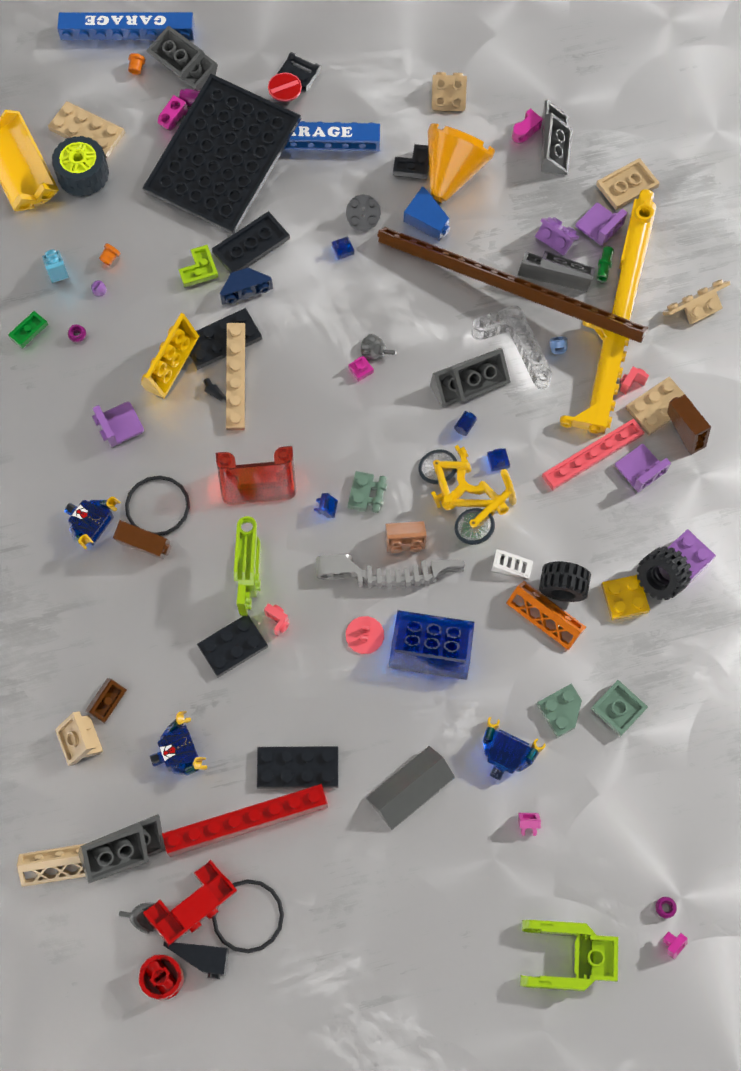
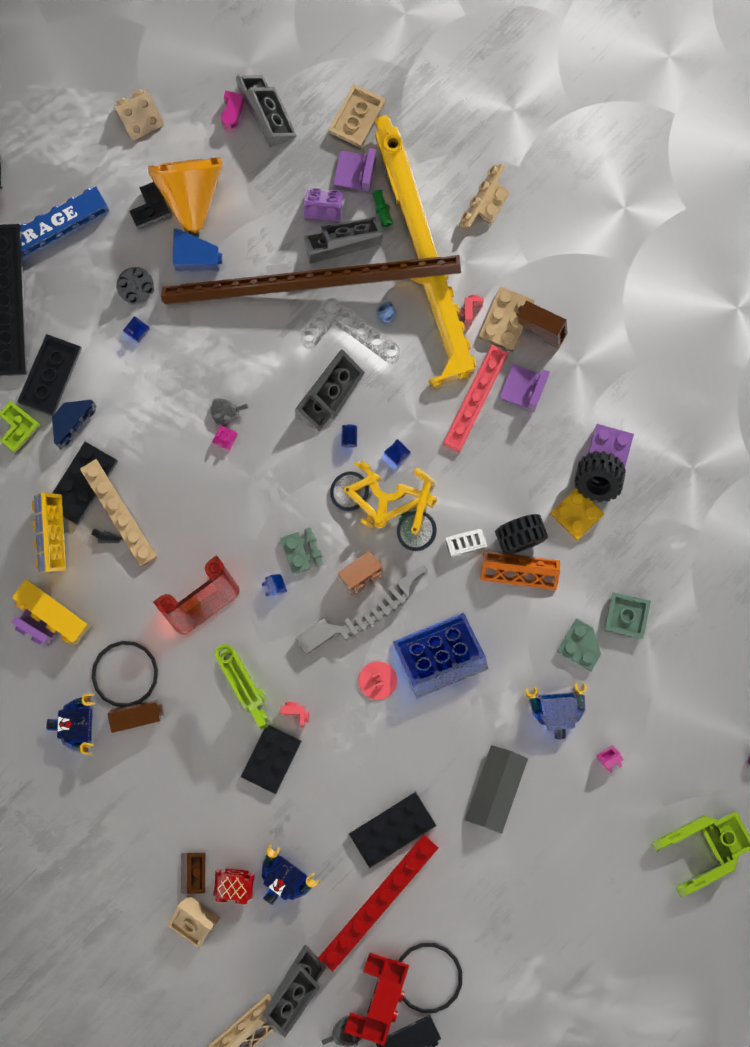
camera: 30 degrees left, 10 degrees up
(130, 420) = (51, 612): none -> yellow brick
(132, 728) = (233, 885): none -> red brick

